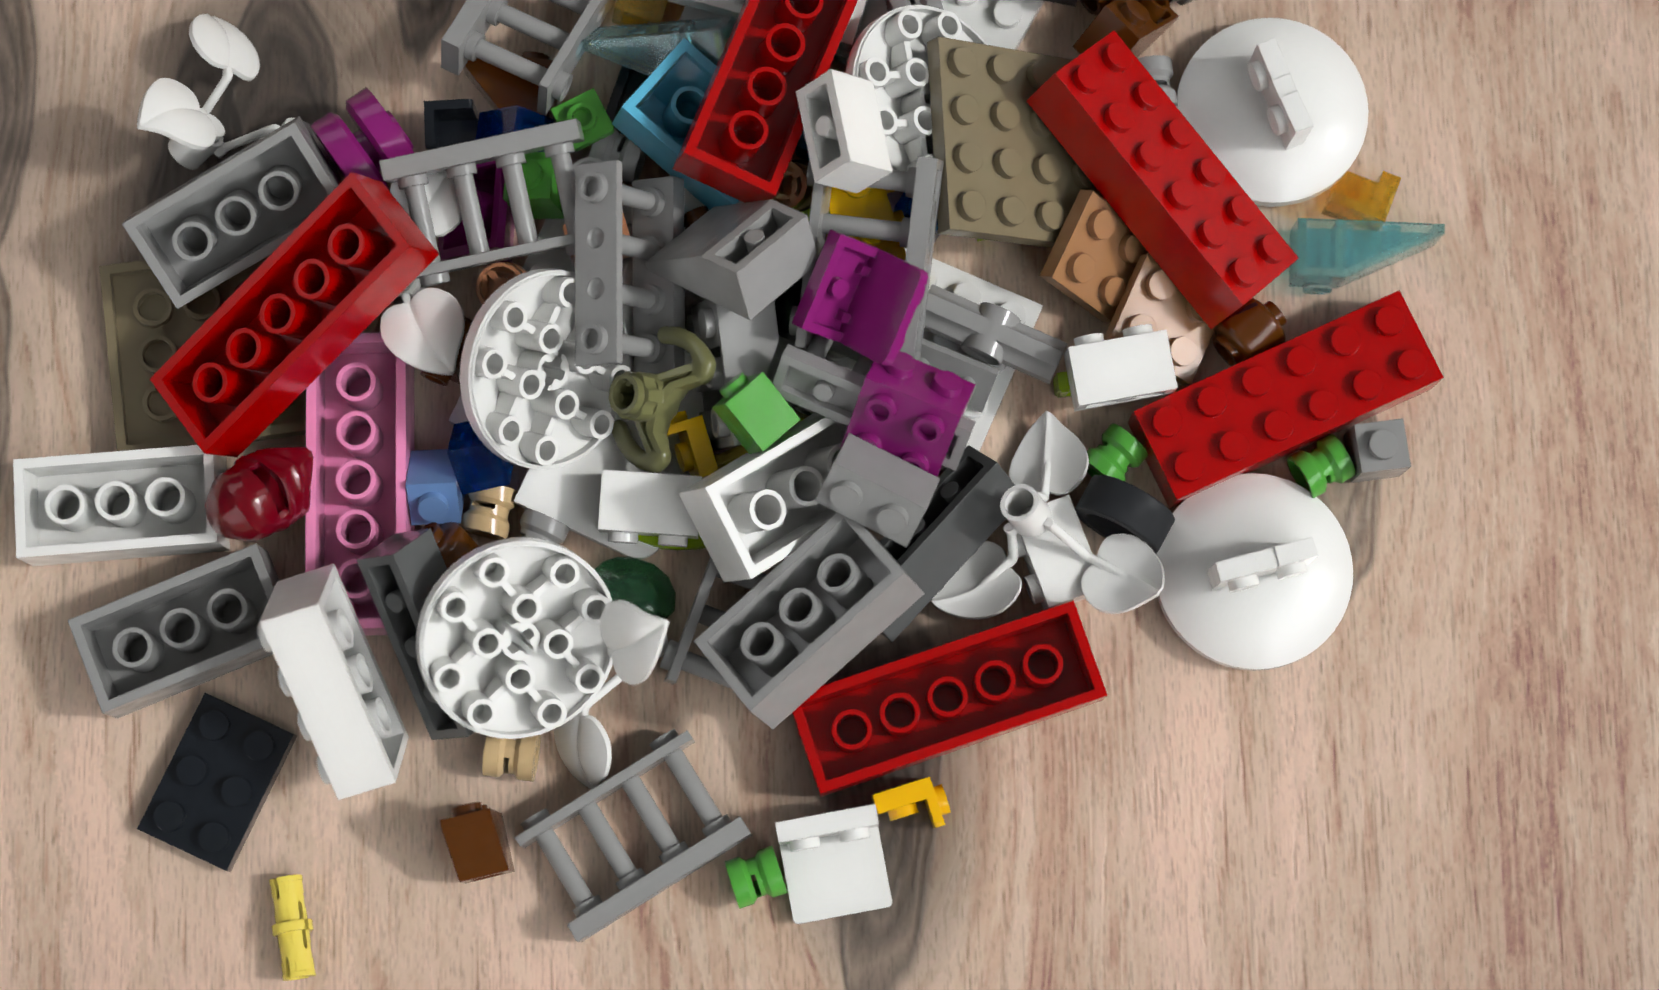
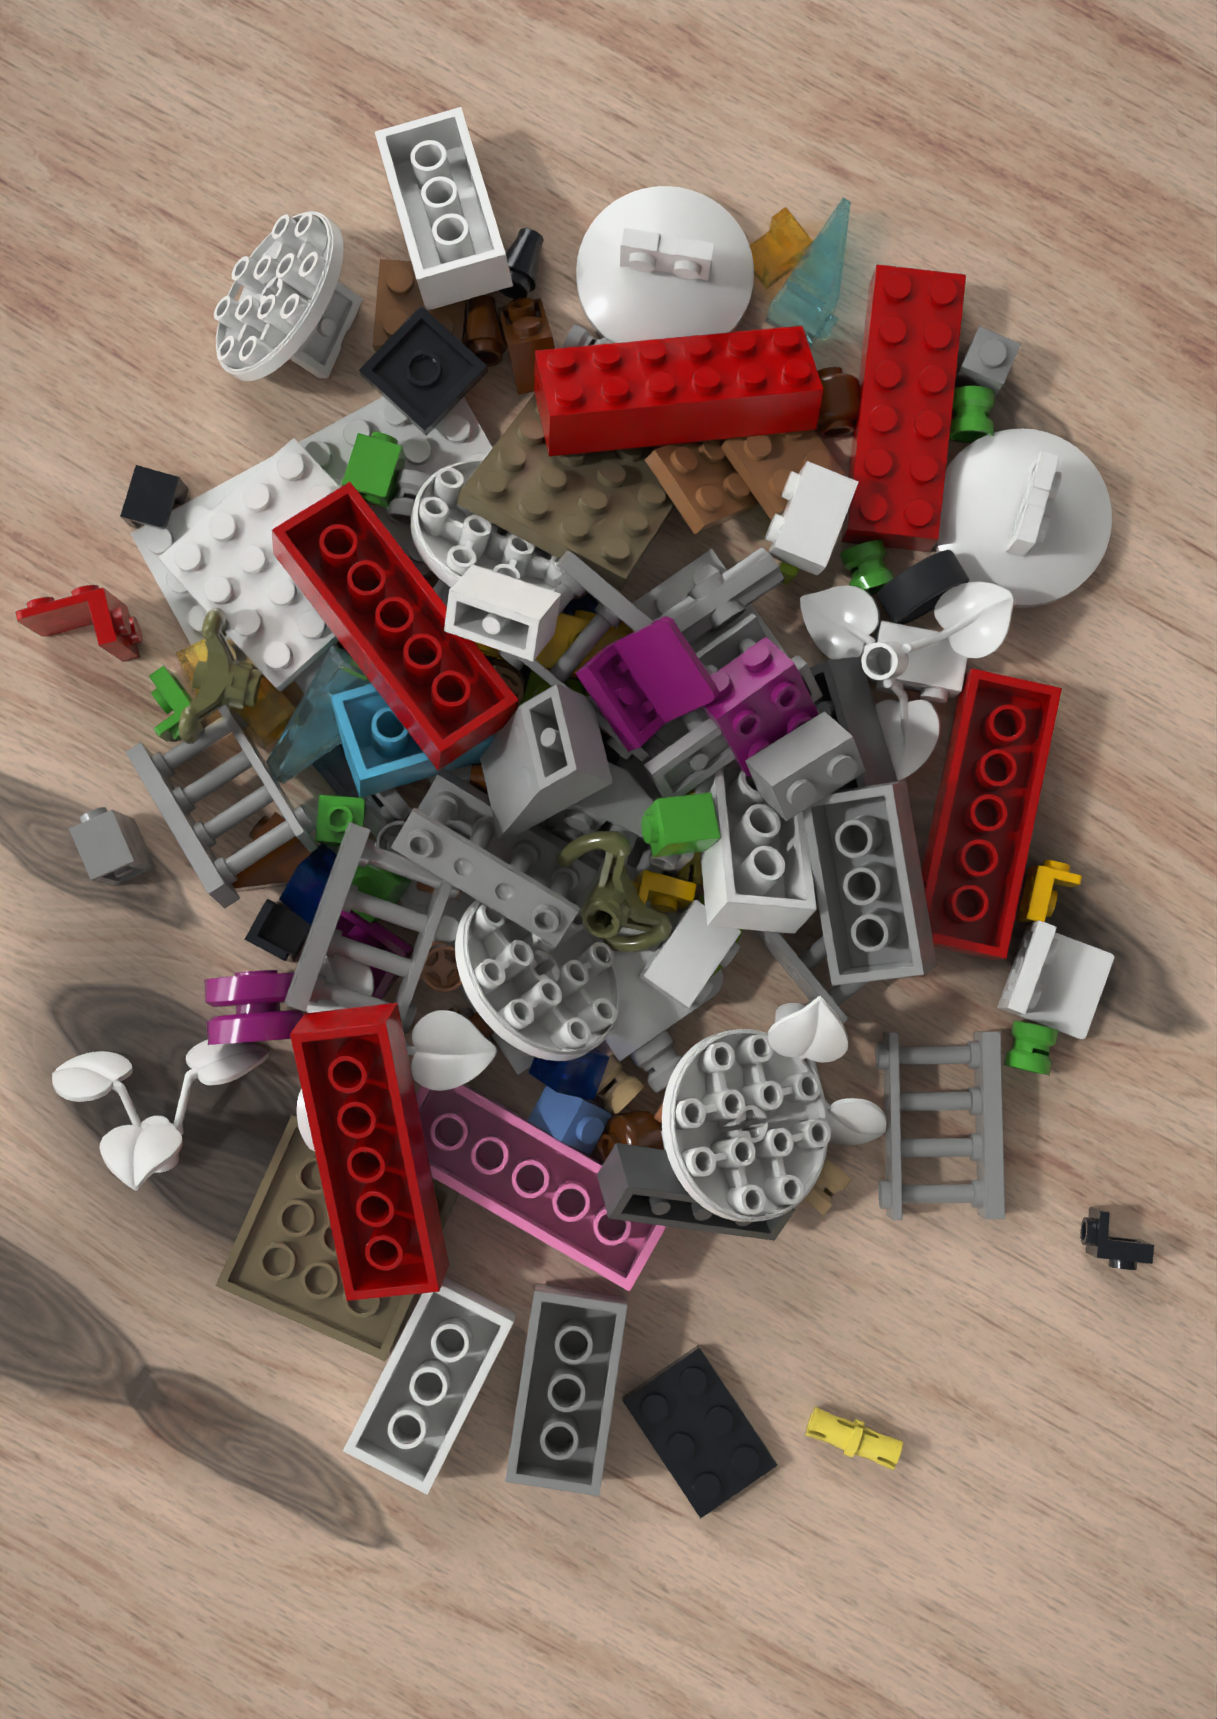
camera: 60 degrees left, 5 degrees up
(232, 212) = (249, 1148): light grey brick -> none
(261, 493) = (499, 1263): dark red piece -> none
(333, 682) = (690, 1294): white brick -> none
(477, 842) = (877, 1251): reddish brown slope -> none
(639, 584) = (745, 1004): clear green hat -> none

